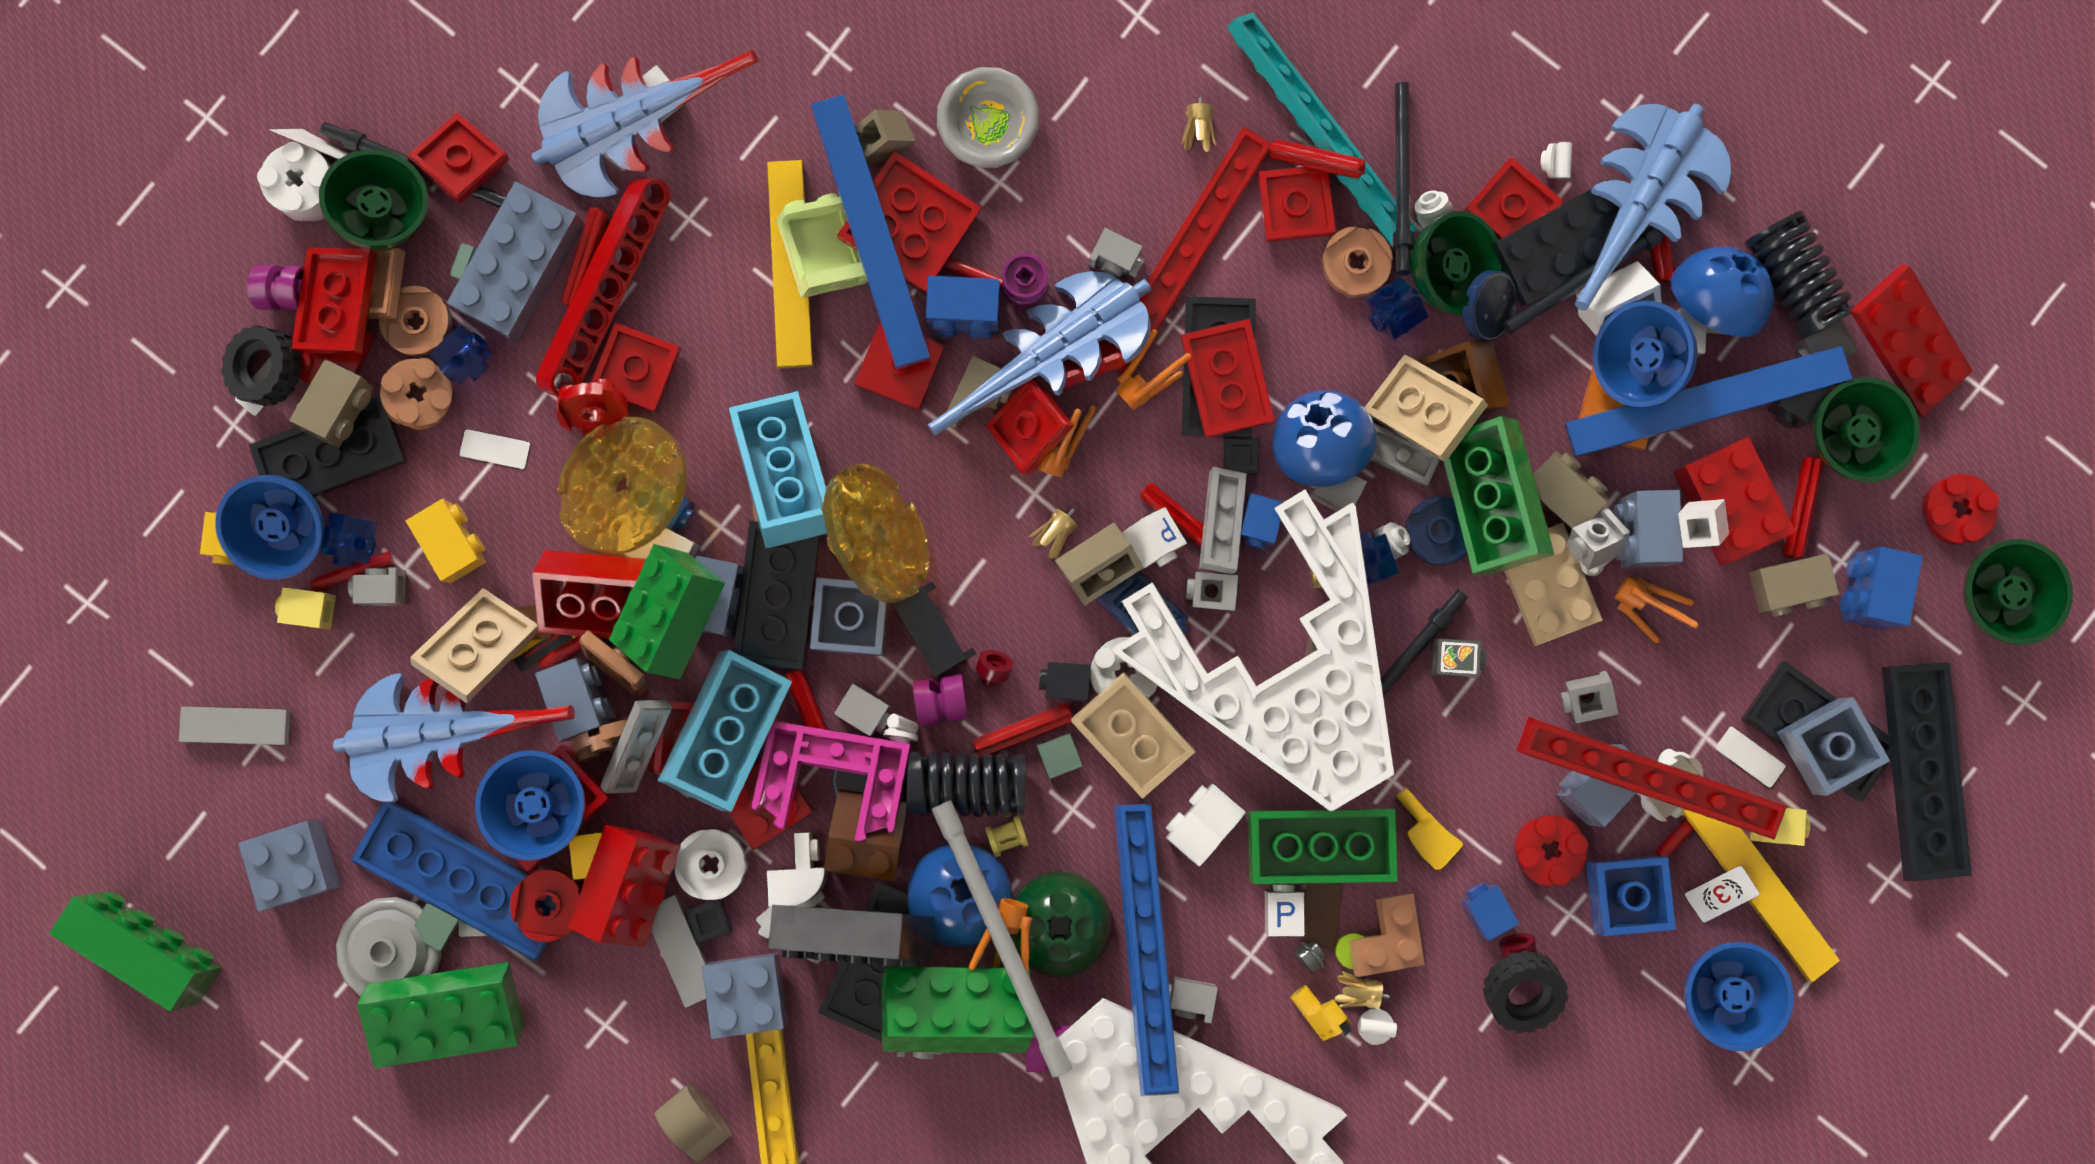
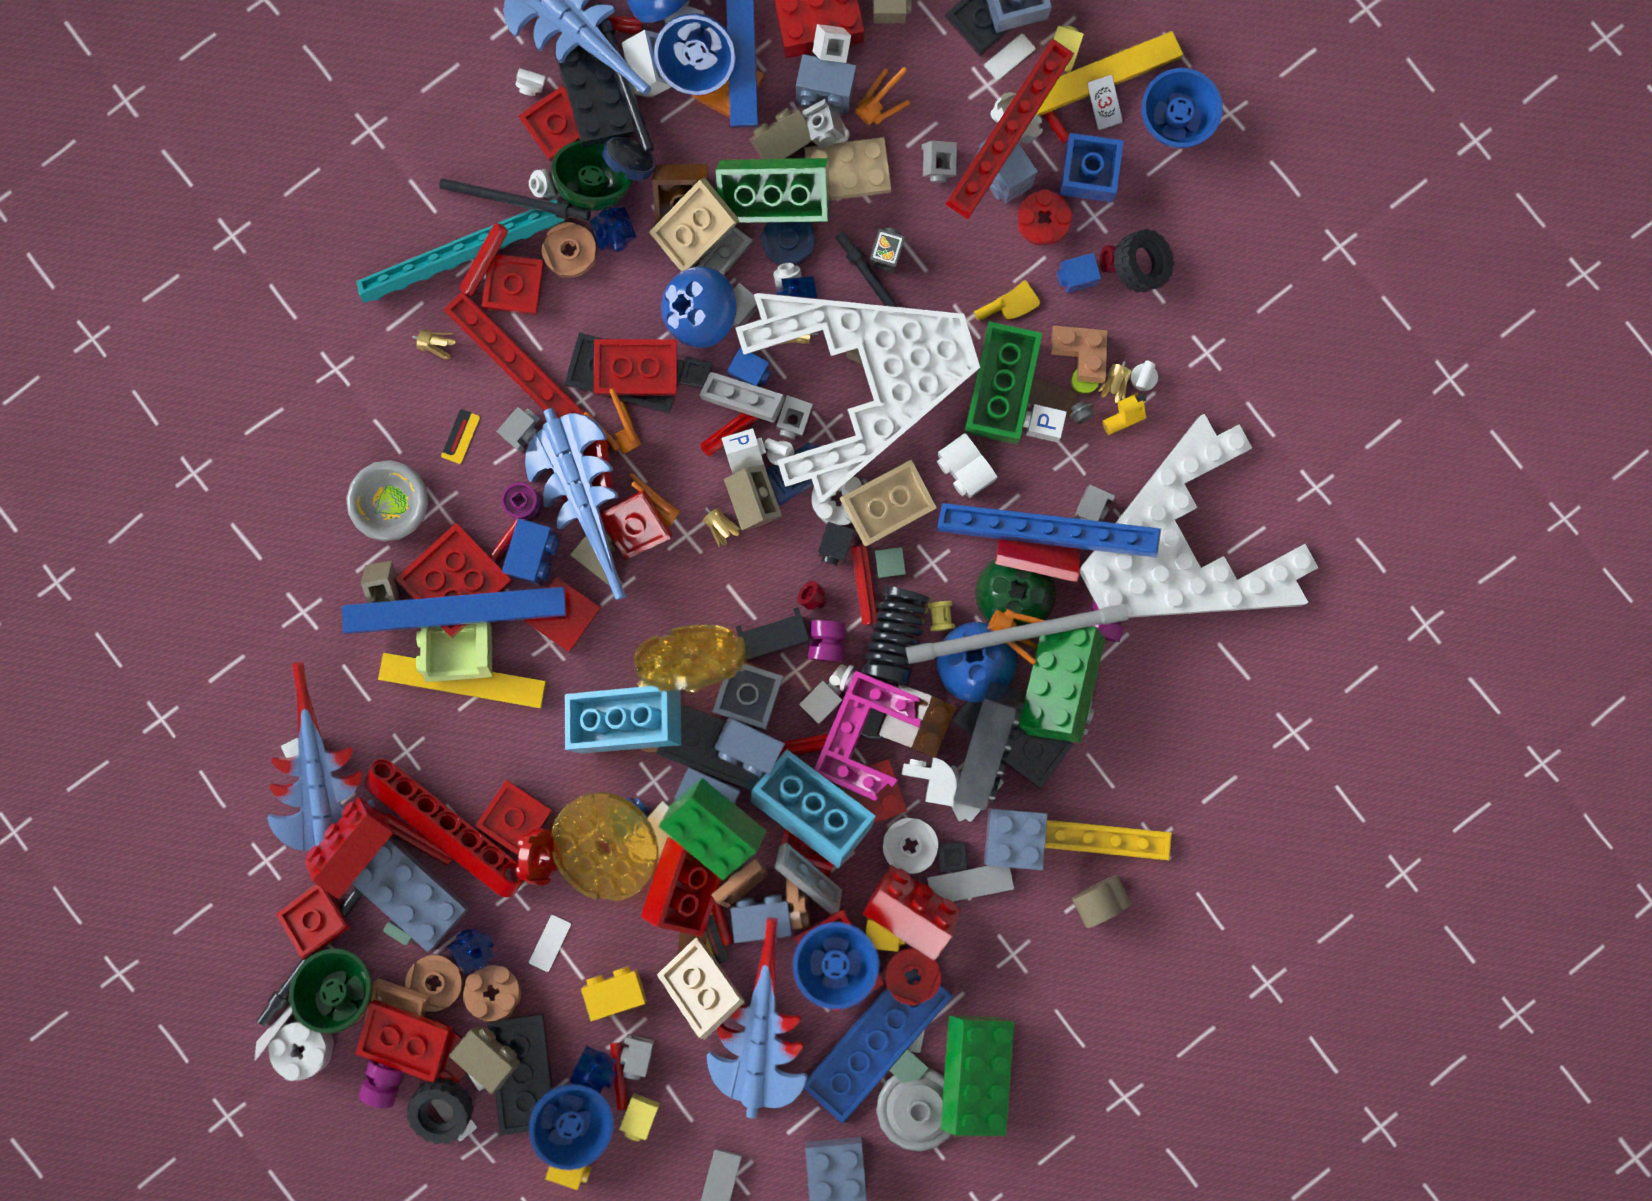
camera: 80 degrees left, 0 degrees up
(550, 175) = (348, 847): none -> red brick
(781, 632) = (749, 746): none -> sand blue brick
(1091, 187) = (460, 436): none -> sticker
(1105, 944) = (1039, 558): none -> red tile
(1167, 582) = (778, 450): none -> white plate

